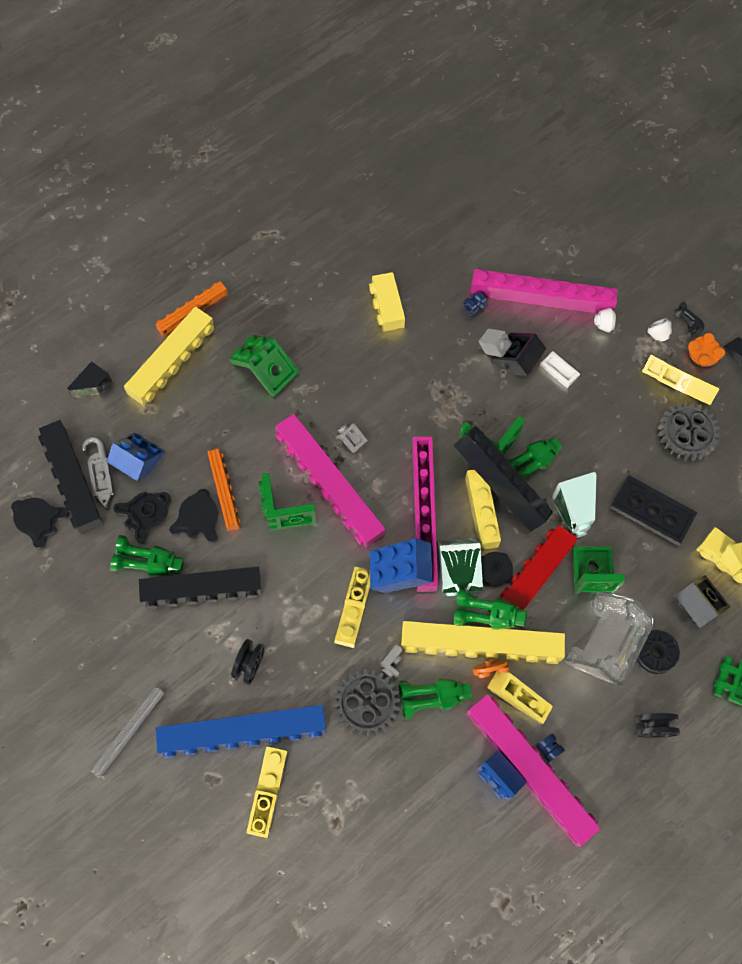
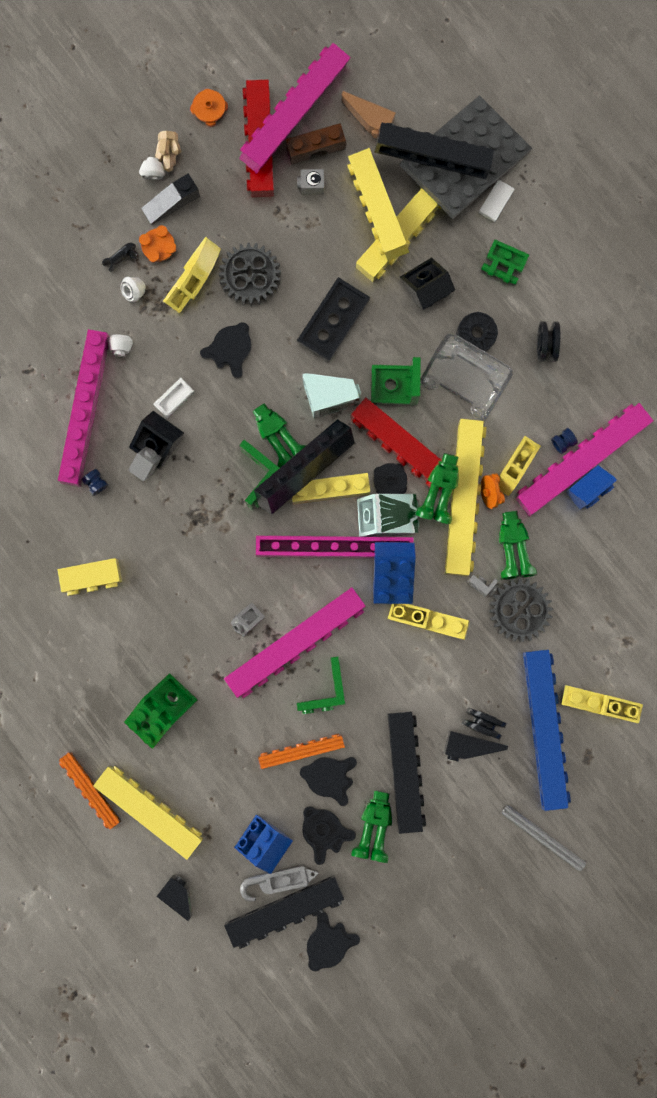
camera: 90 degrees left, 15 degrees up
(225, 647) = (466, 746): none -> black slope
(613, 417) = (230, 348): none -> black tile

